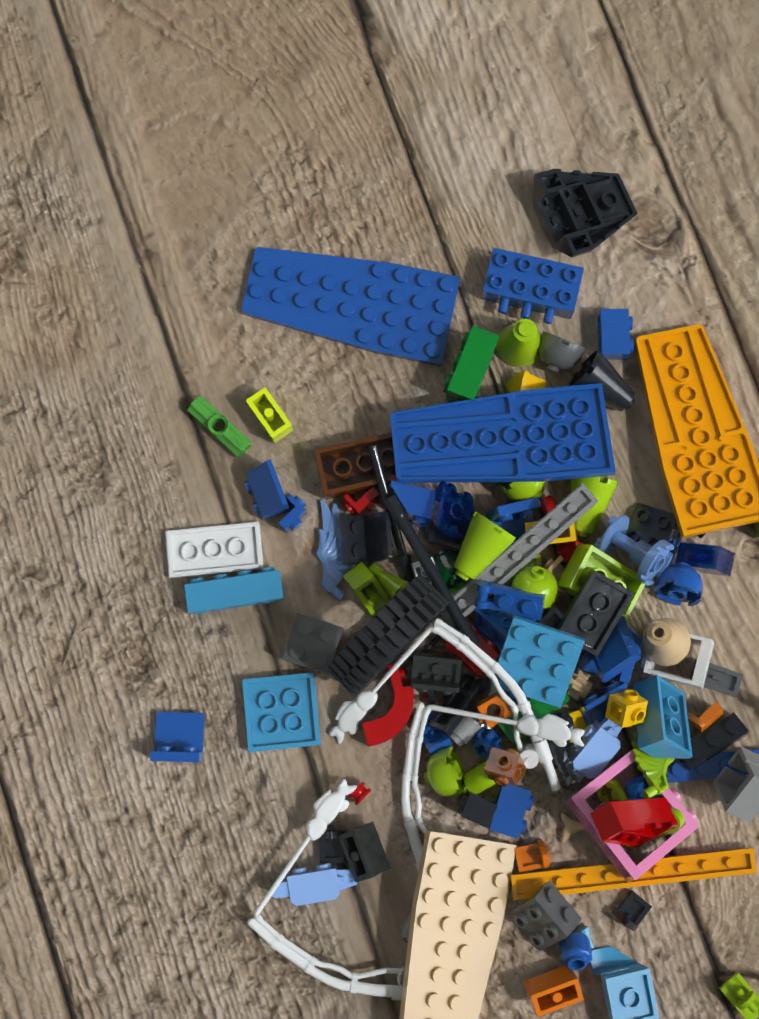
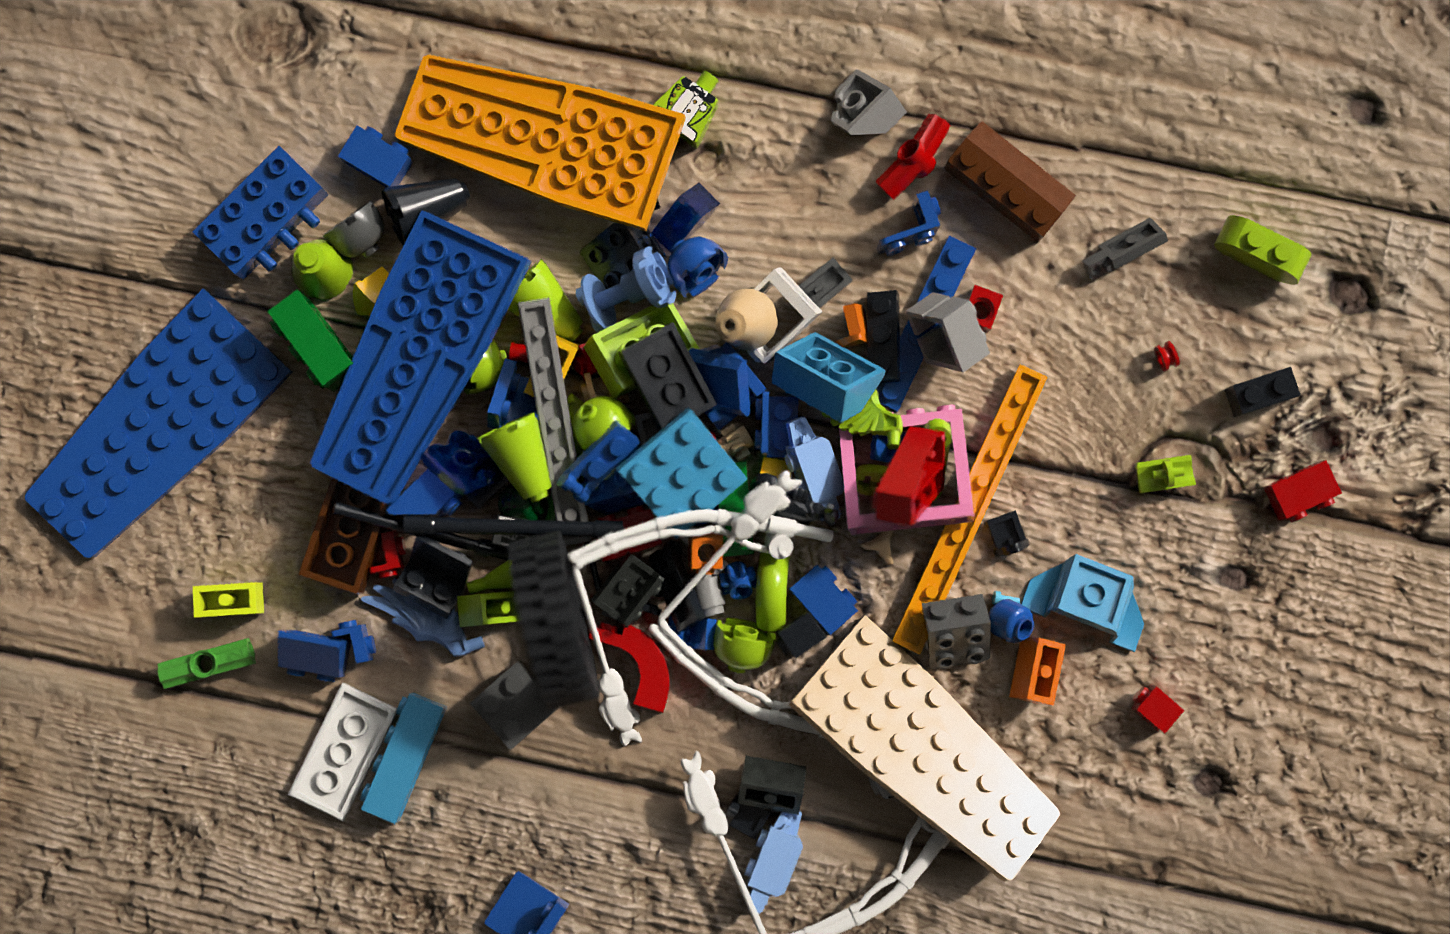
camera: 60 degrees left, 5 degrees up
(281, 712) = (568, 784): dark azure plate -> none
(360, 793) = (707, 751): red bush -> none
(504, 767) = (772, 579): dark orange brick -> none
(532, 856) = (887, 605): orange tile -> none
(580, 208) = (208, 103): black wedge -> none
(626, 708) = (791, 408): yellow brick -> none

